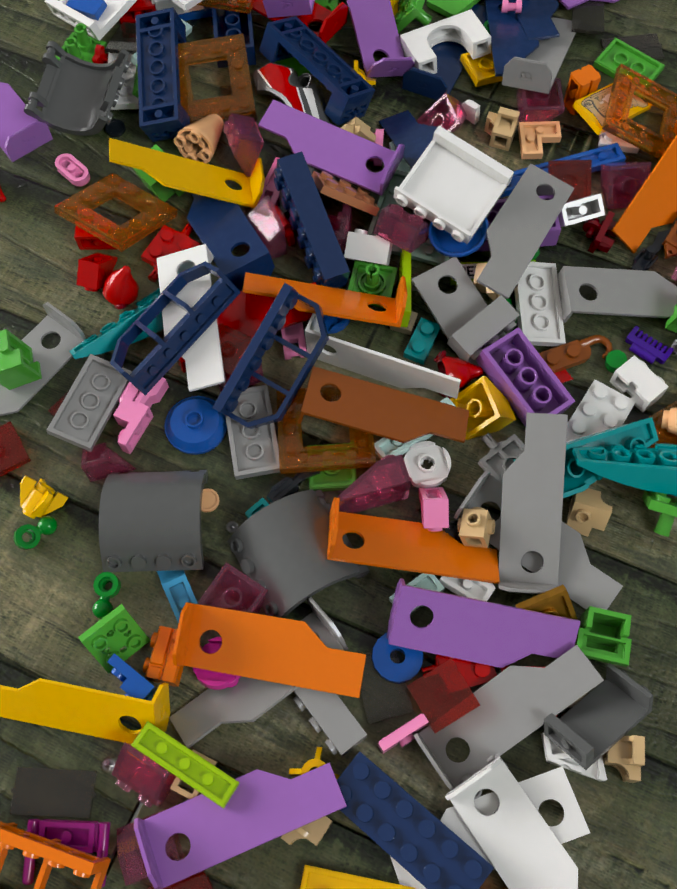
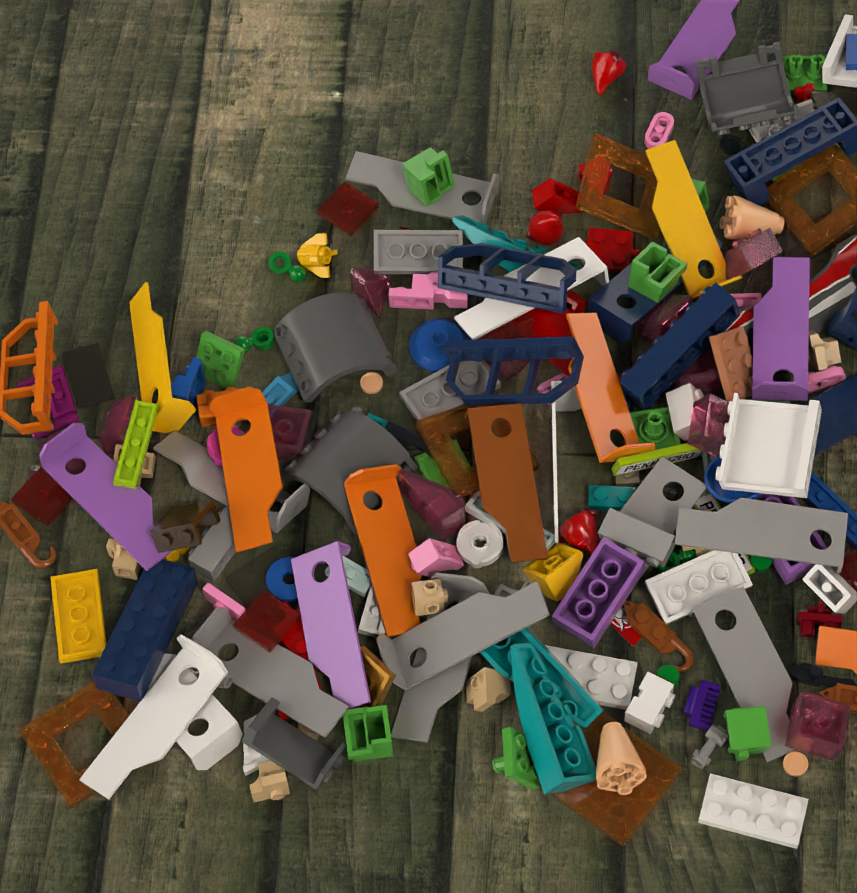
camera: 70 degrees right, 5 degrees down
(227, 213) = (655, 273): none -> bright green plate
(310, 744) = (180, 525): none -> dark brown panel

